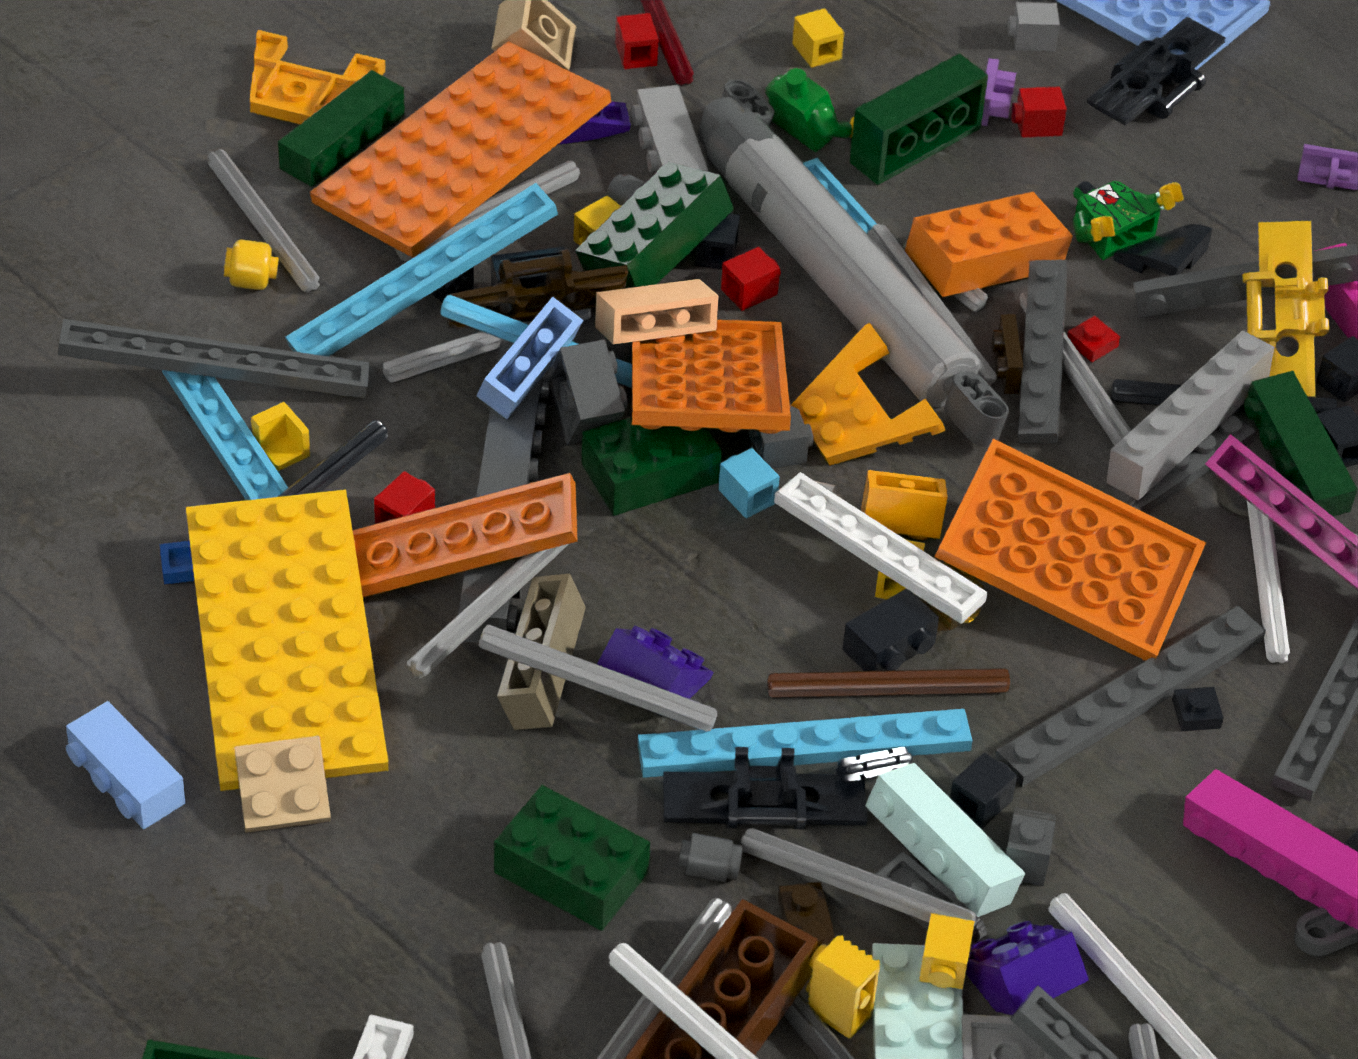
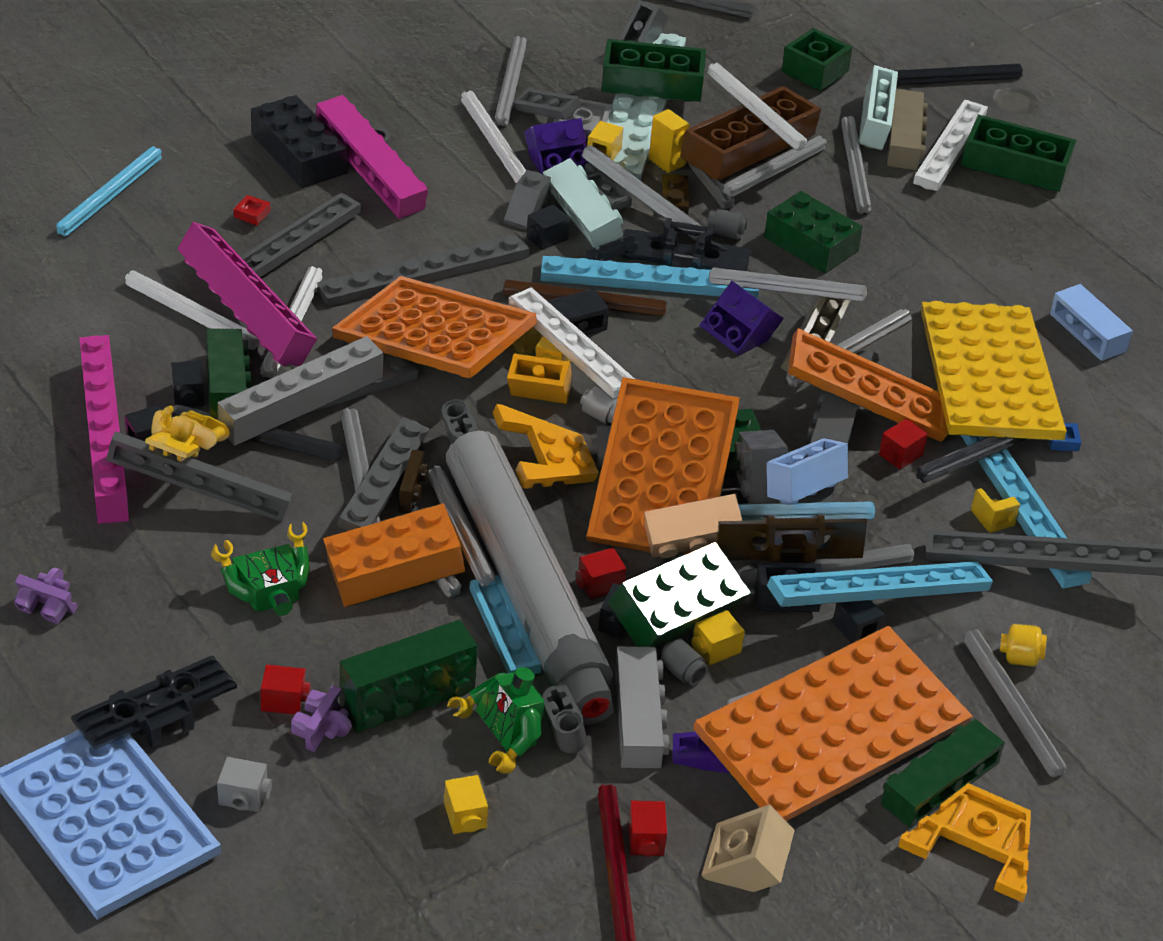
camera: 170 degrees left, 5 degrees down
(282, 784) = (990, 294): tan plate -> none
(1093, 338) = (333, 494): red plate -> none
(1167, 251) = (240, 533): black slope -> none
(1197, 709) = (384, 254): black plate -> none

